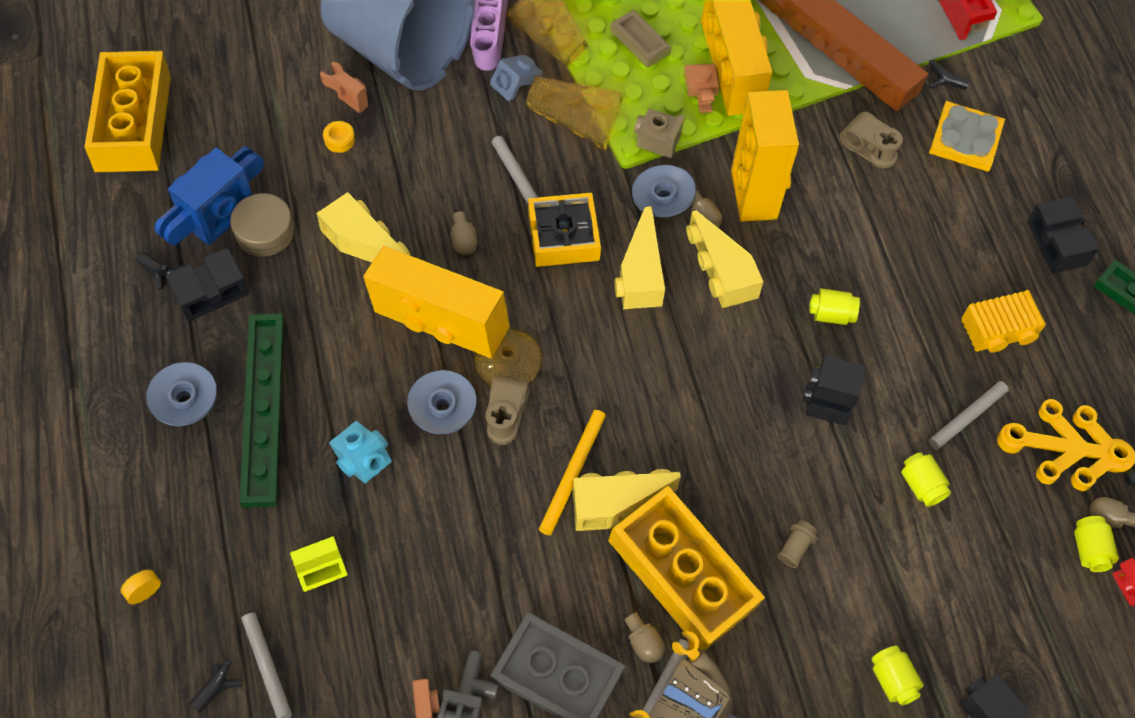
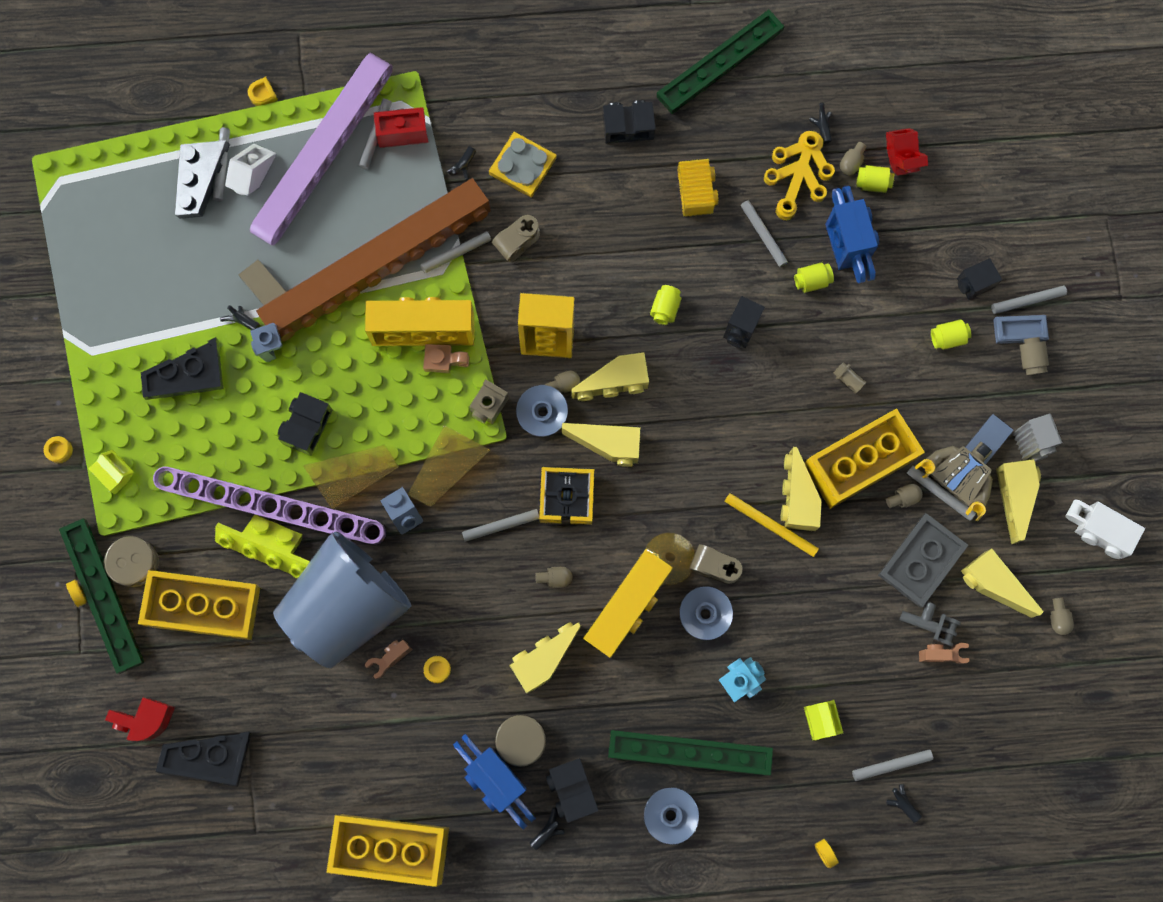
camera: 80 degrees left, 15 degrees up
(640, 38) = (384, 399): dark tan tile -> none
(834, 82) = (456, 252): none -> light grey piece
(1001, 512) = (852, 234): none -> blue brick

